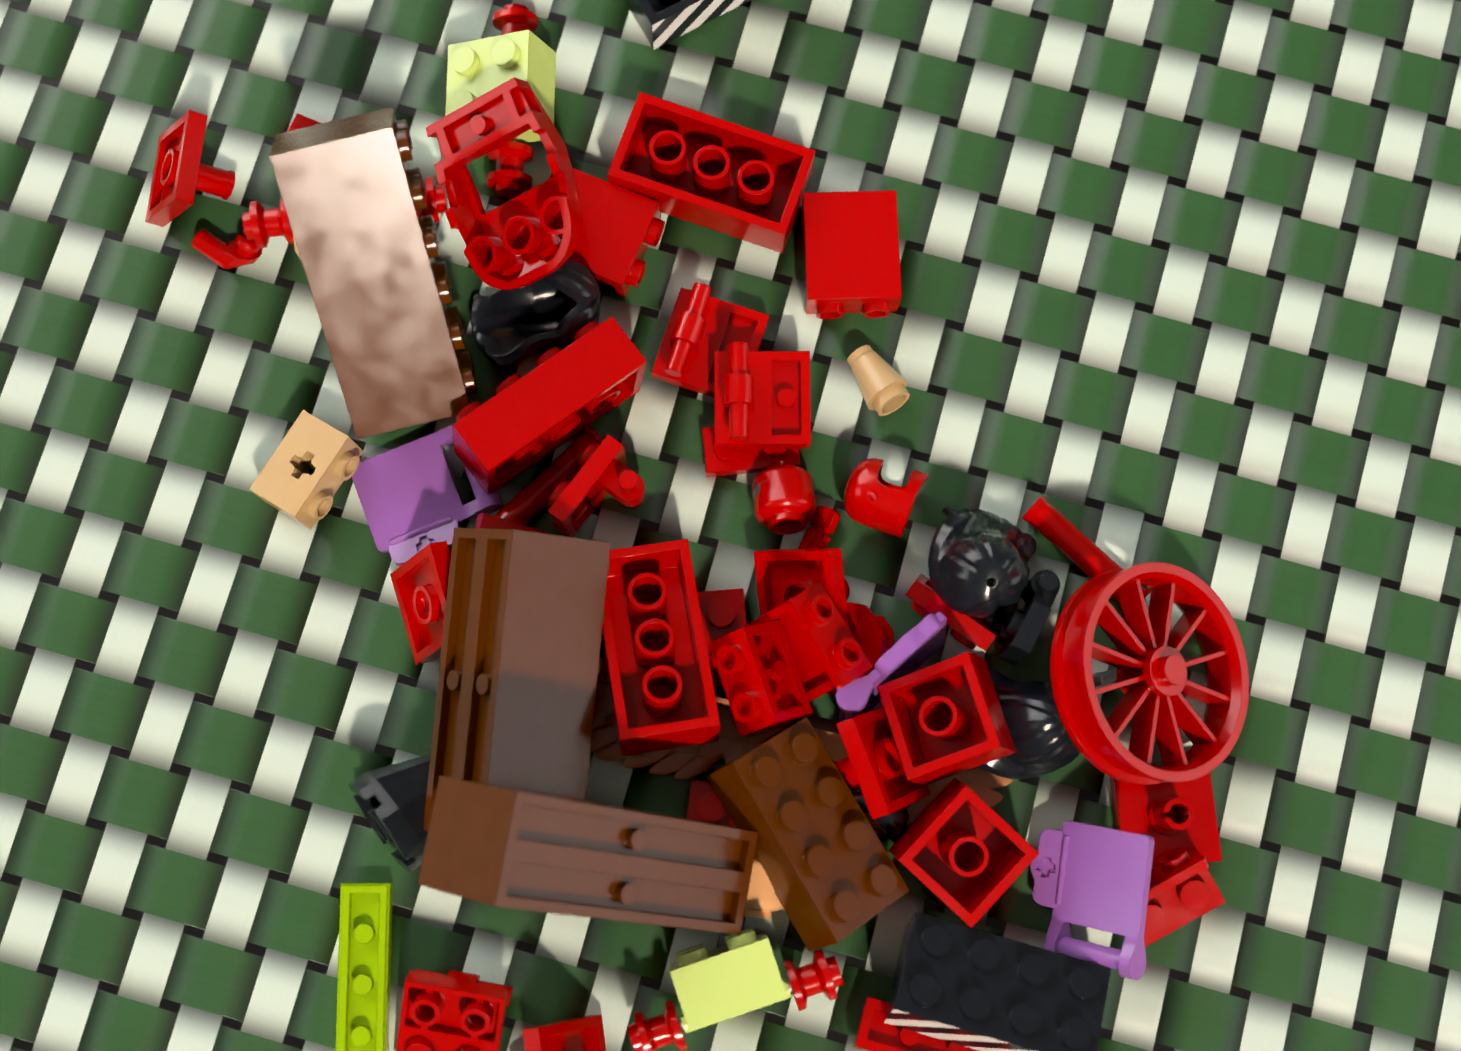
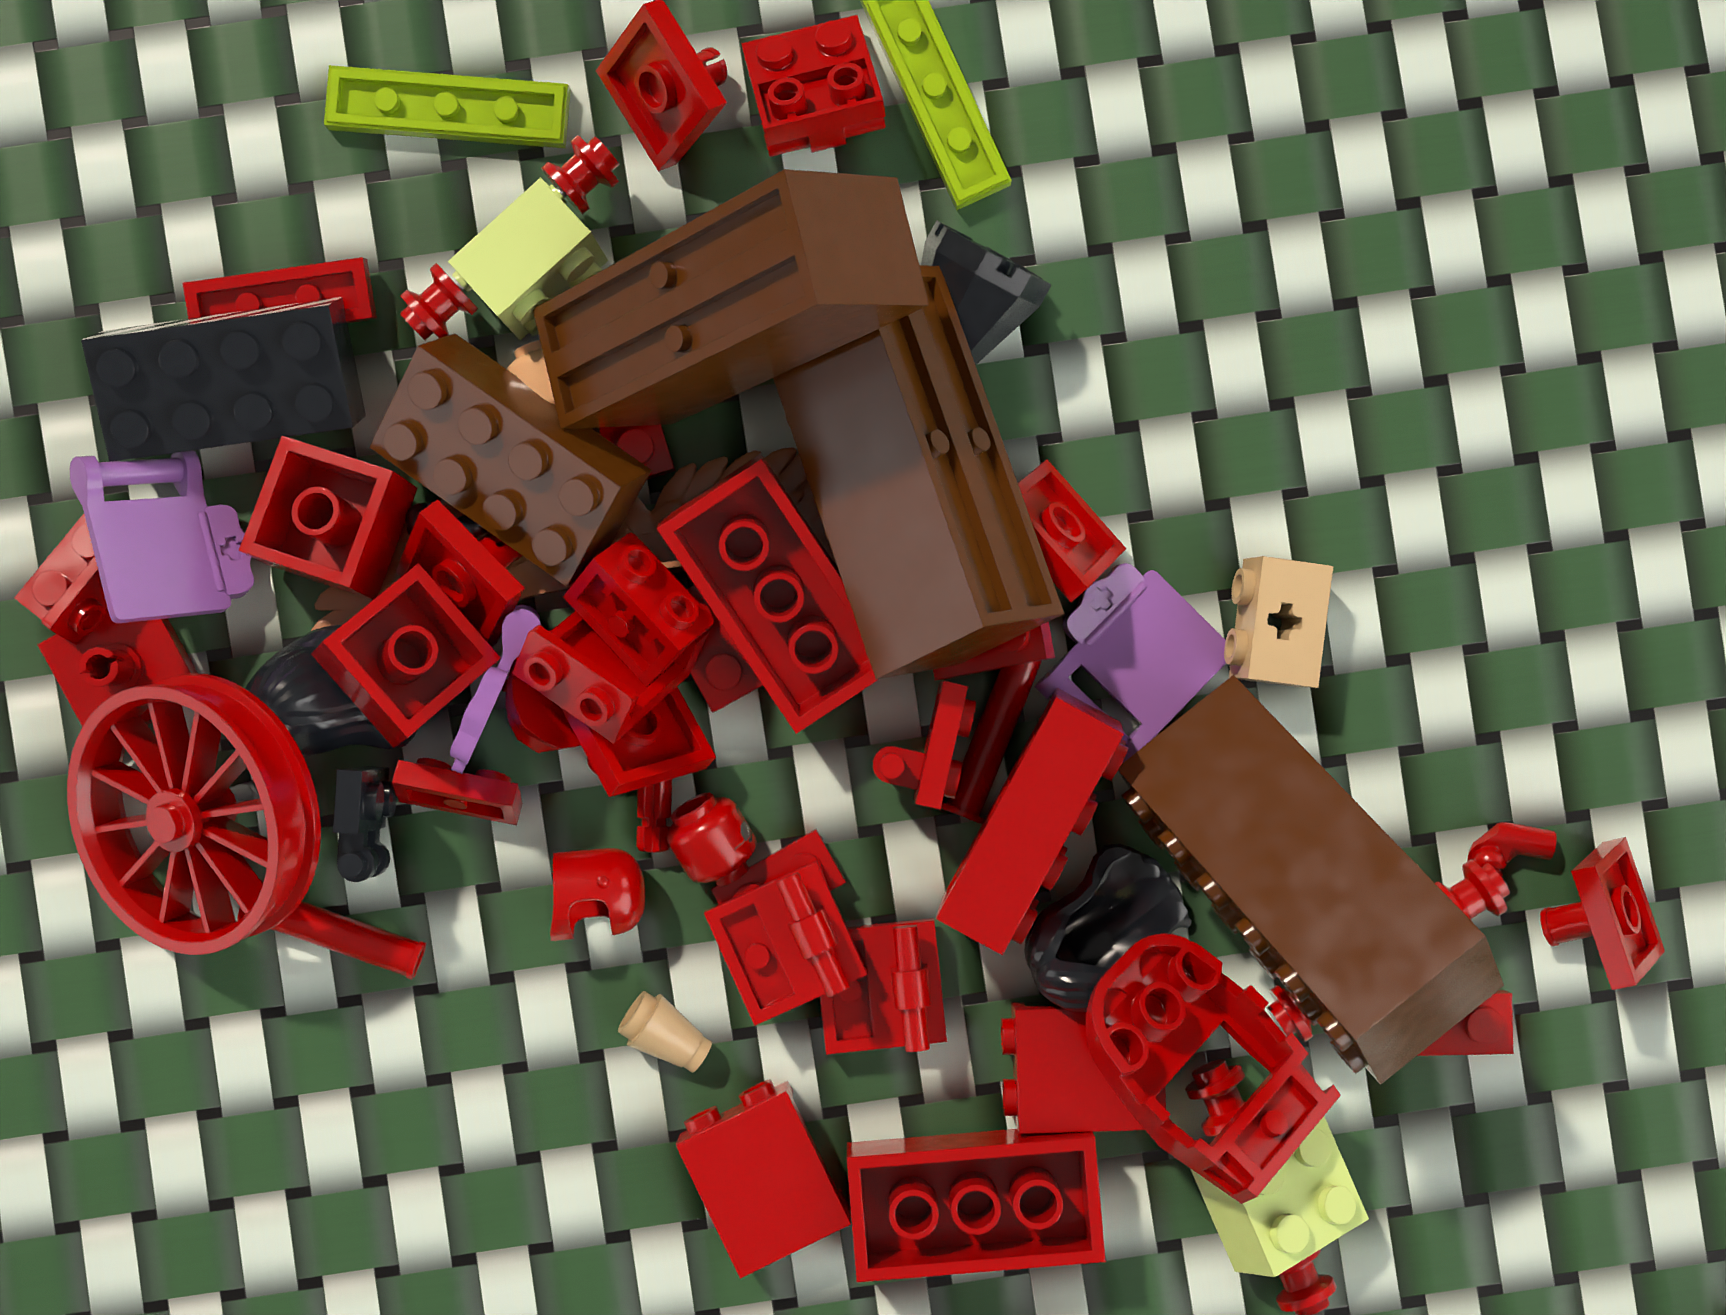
camera: 160 degrees right, 10 degrees up
(972, 549) = (455, 870): black piece -> none

